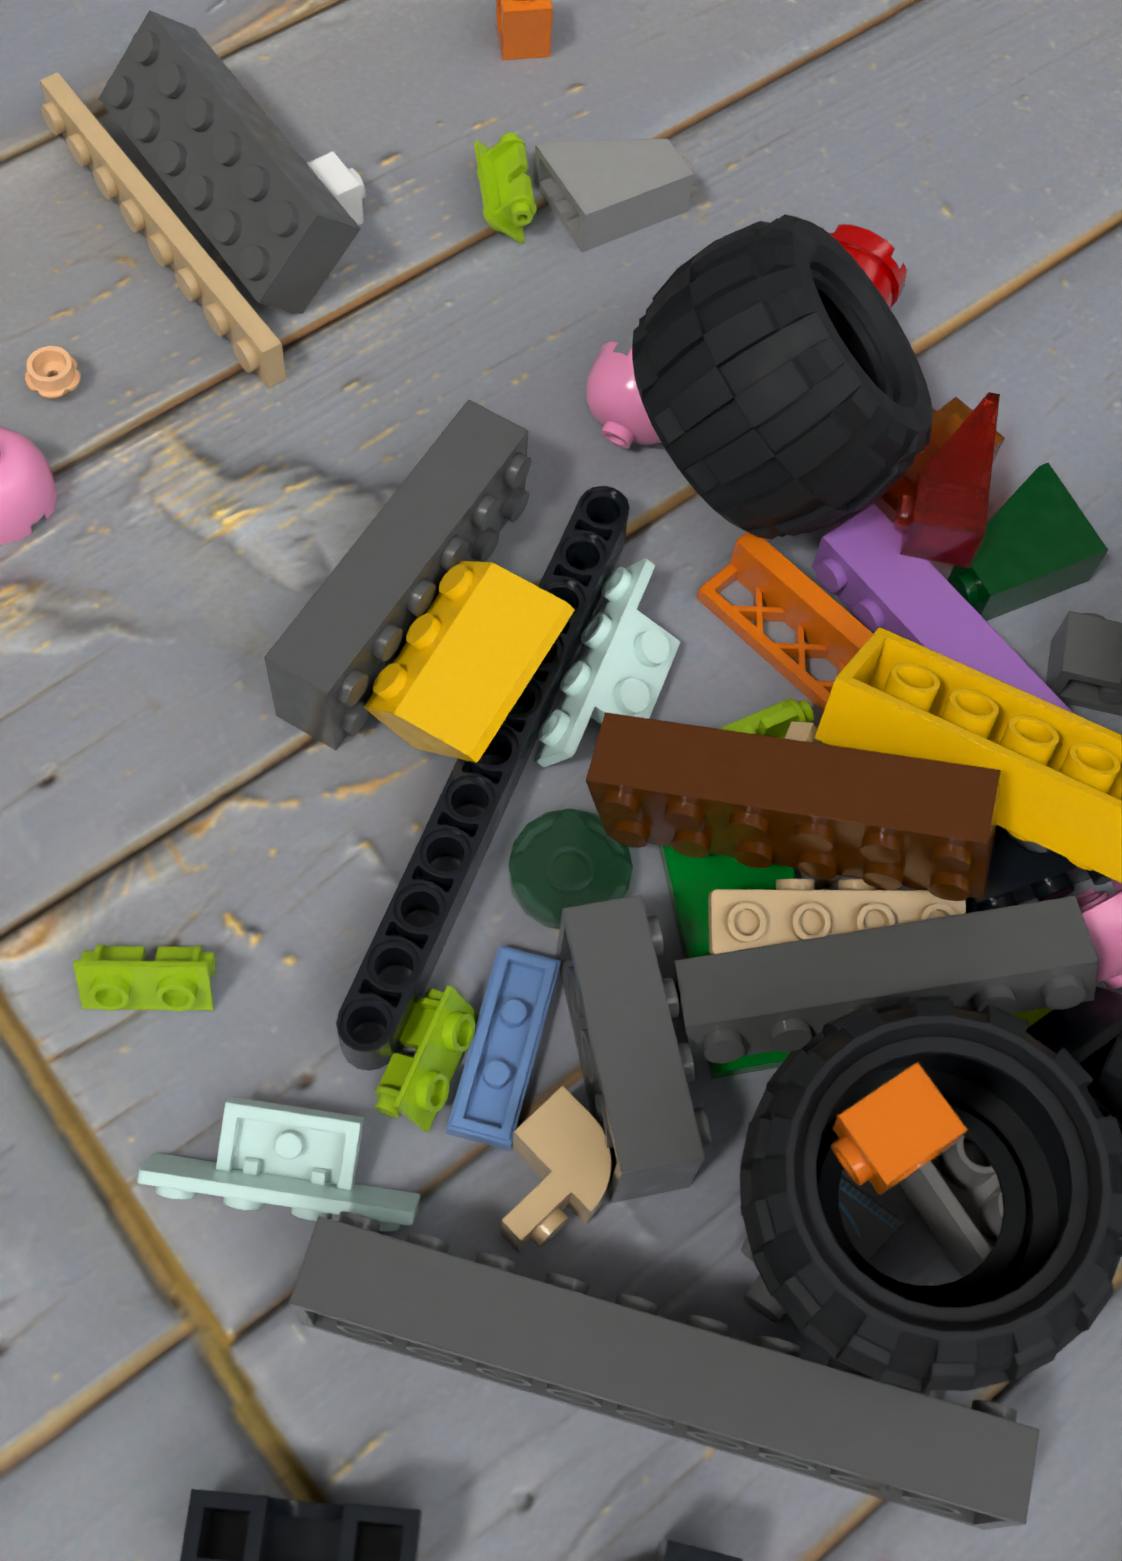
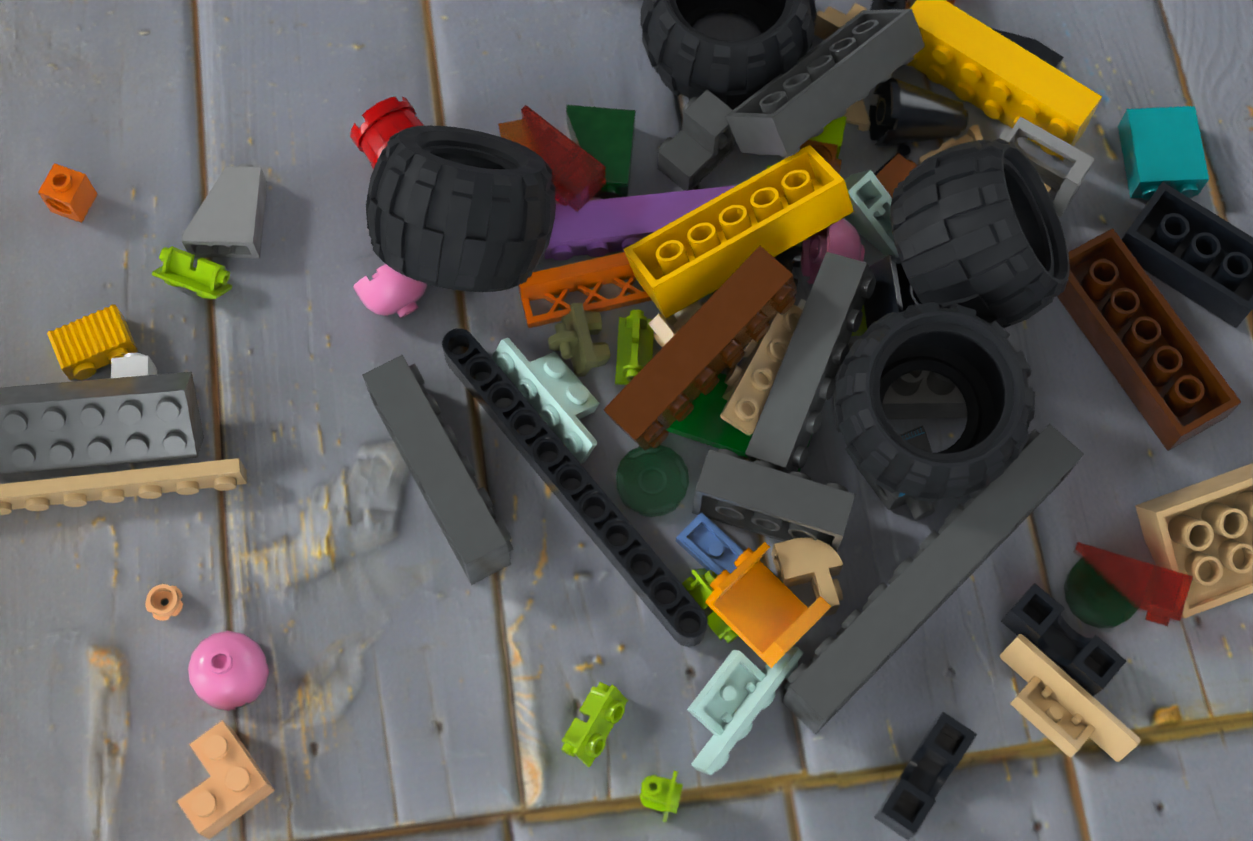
camera: 55 degrees left, 5 degrees up
(63, 1125) = (661, 794): none -> lime hinge
(353, 128) = (92, 342): none -> yellow brick
(450, 1120) = (762, 607): none -> light orange panel
(467, 660) = (518, 462): yellow slope -> none
(740, 650) = (575, 341): none -> olive hips
(895, 1130) = (918, 397): orange brick -> none

